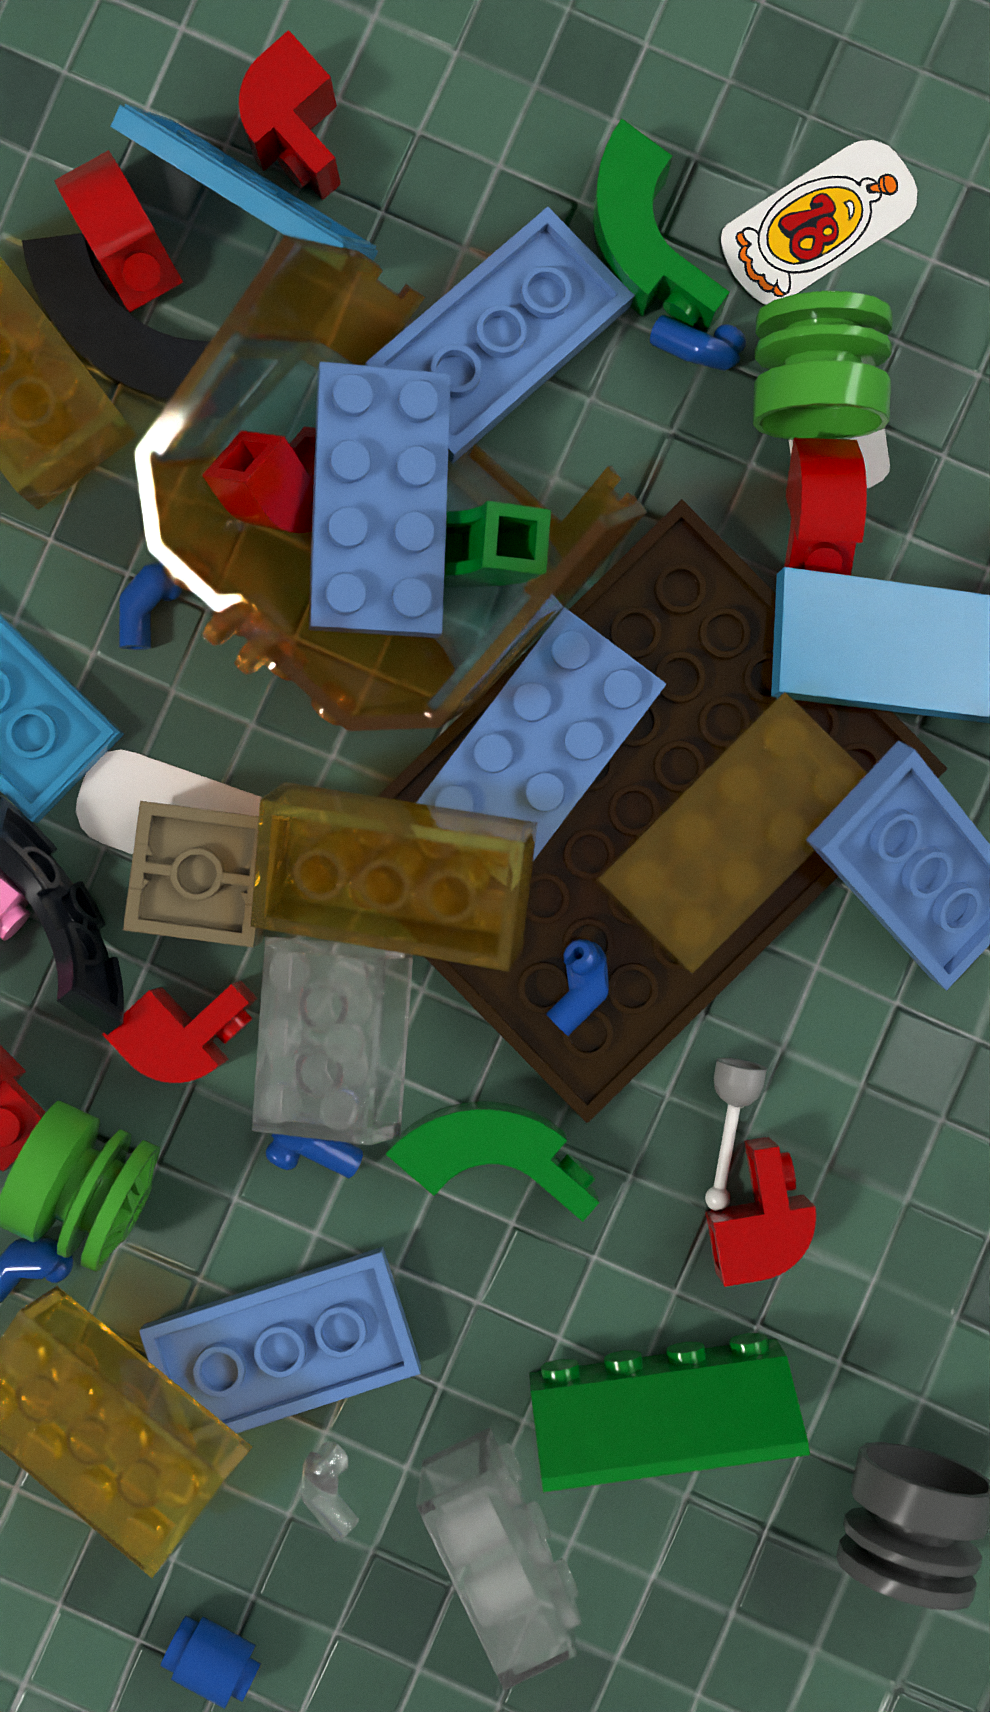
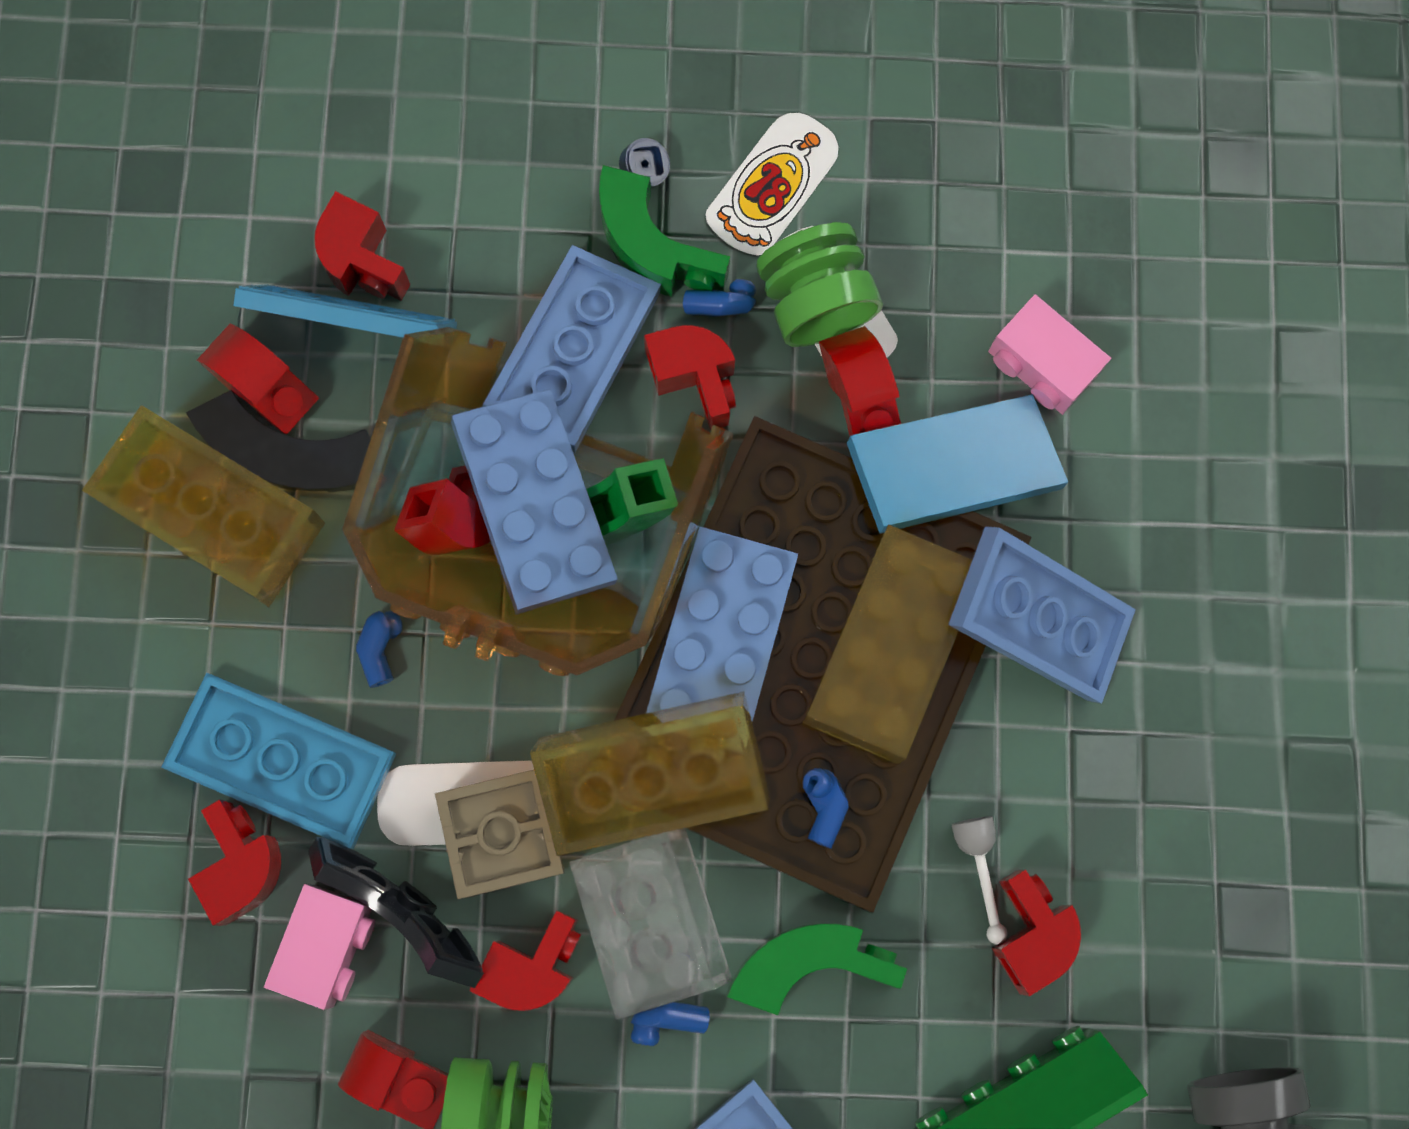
camera: 25 degrees left, 10 degrees down
(636, 400) = (694, 357): none -> red brick
(679, 132) = (646, 159): none -> tile

